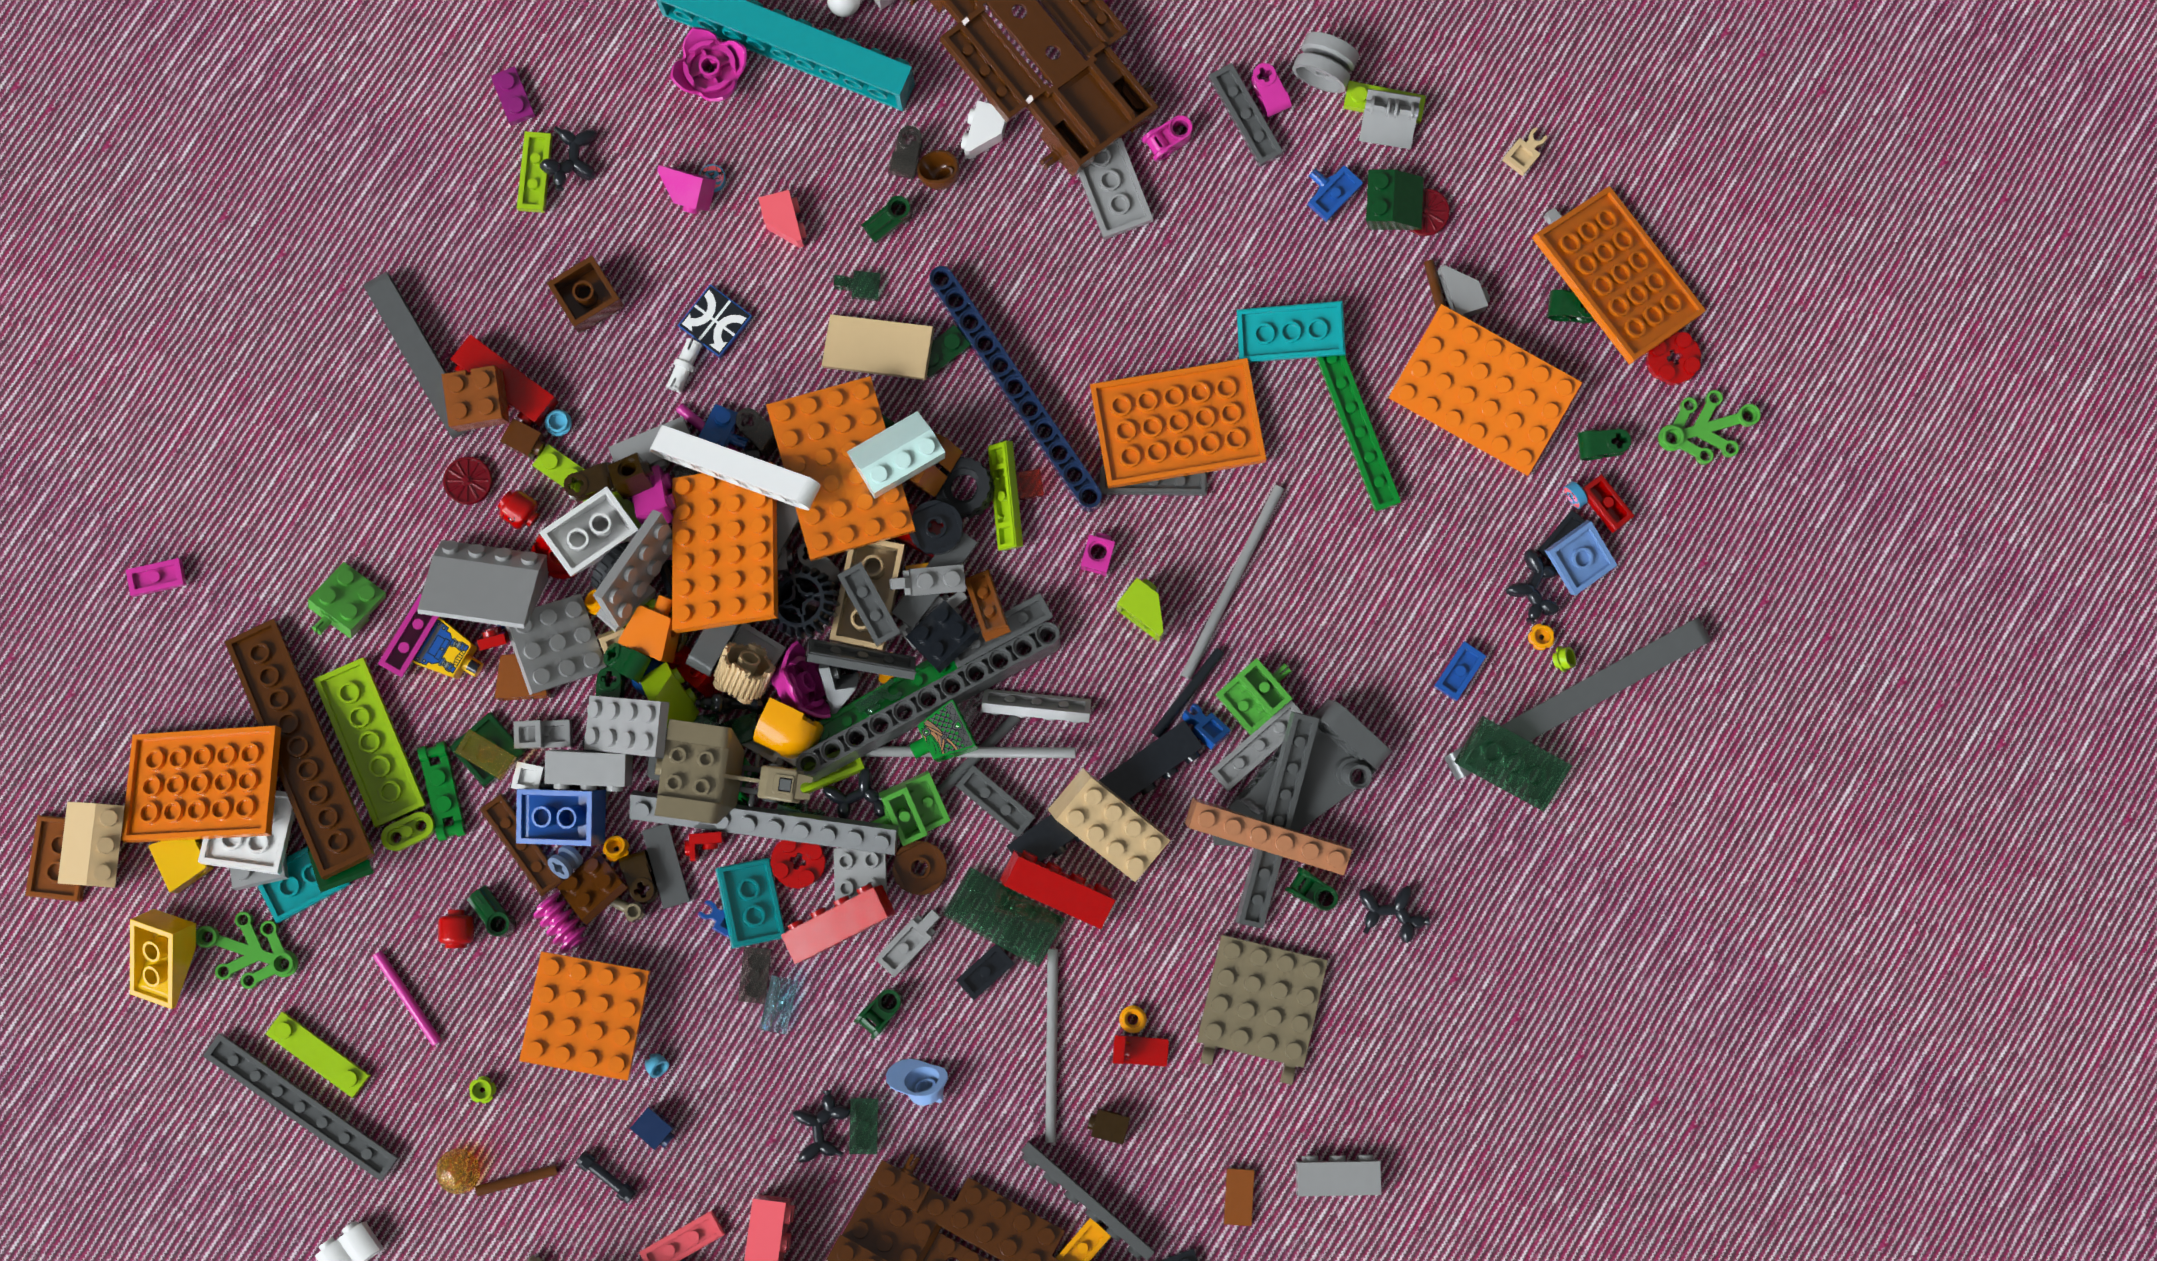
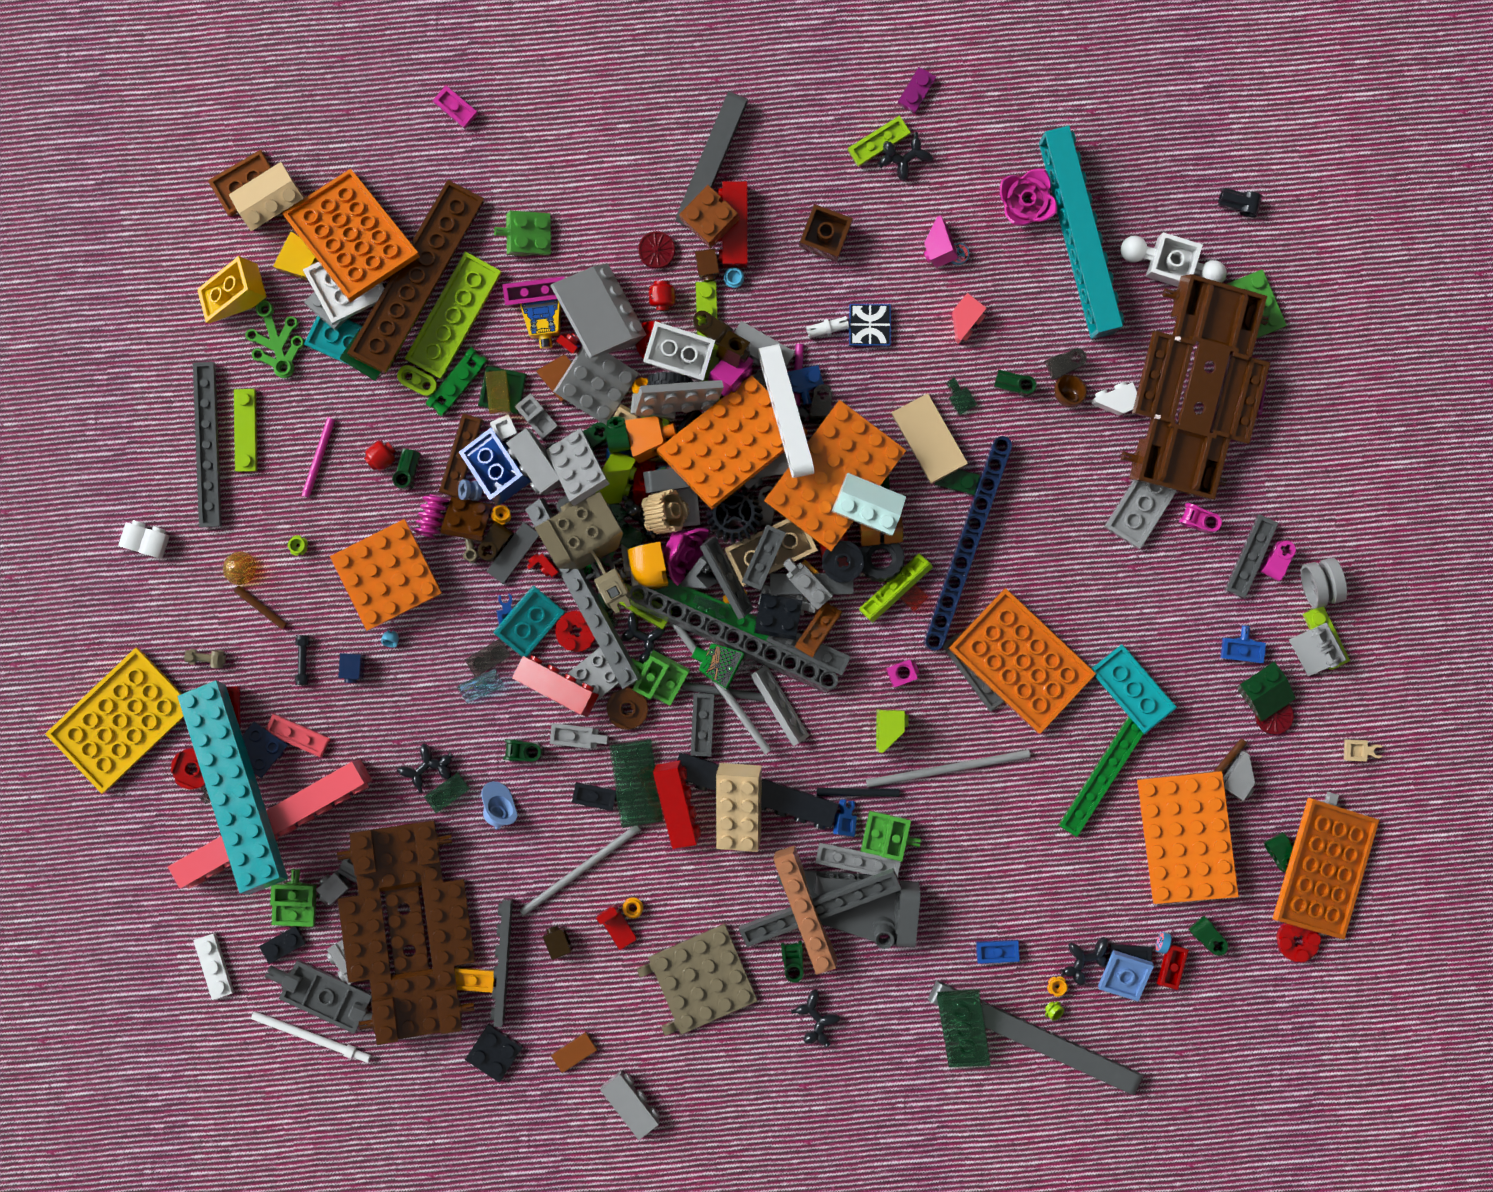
camera: 55 degrees right, 5 degrees up
(1704, 429) = (1266, 992): bright green plant -> none

